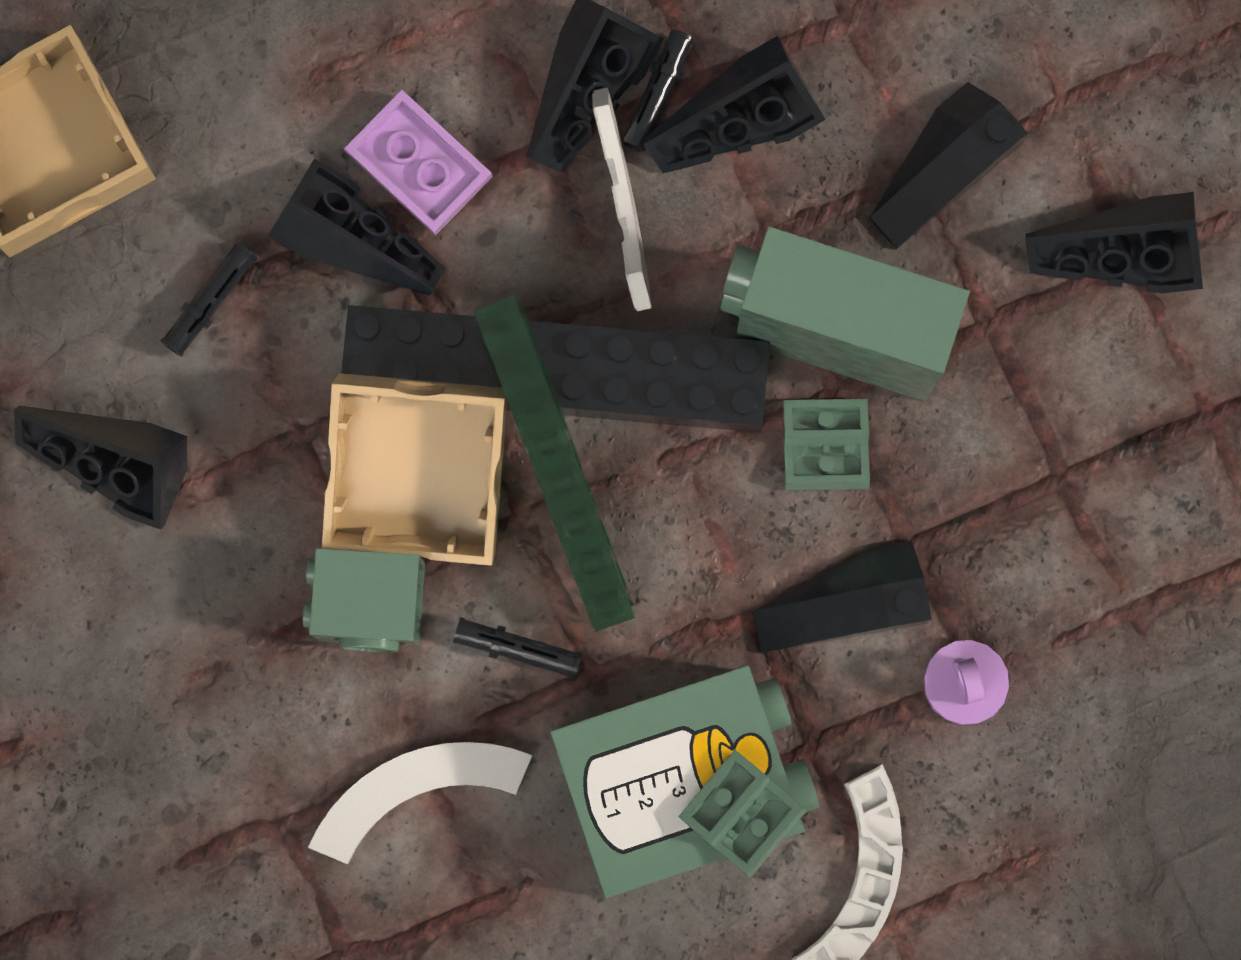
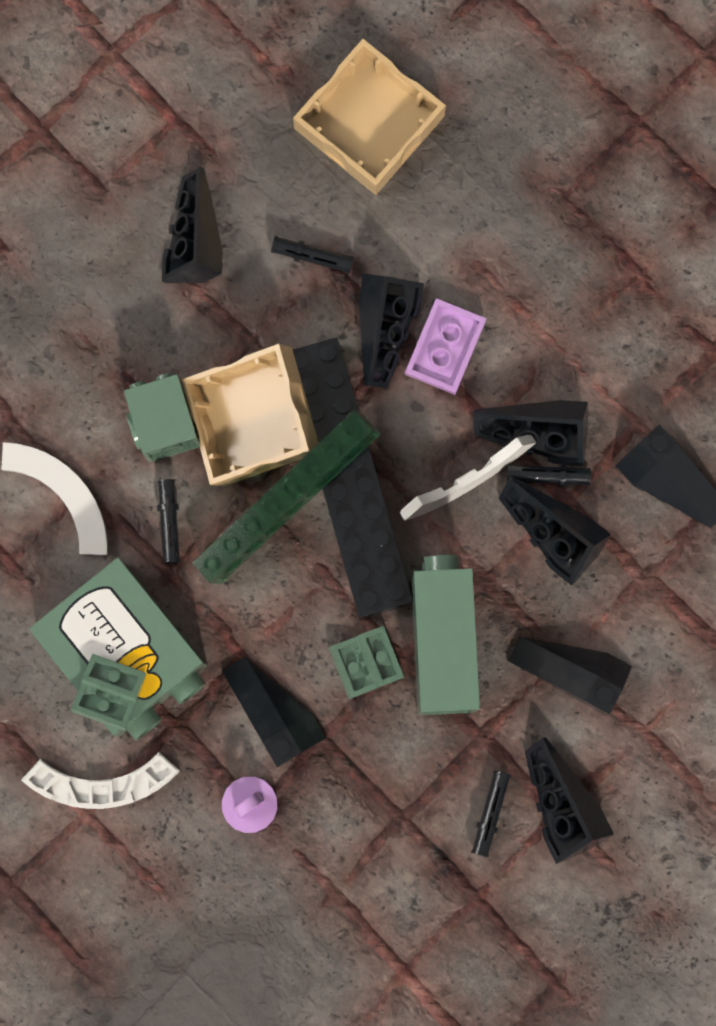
camera: 70 degrees right, 0 degrees up
(1102, 351) = (482, 845): none -> black pin

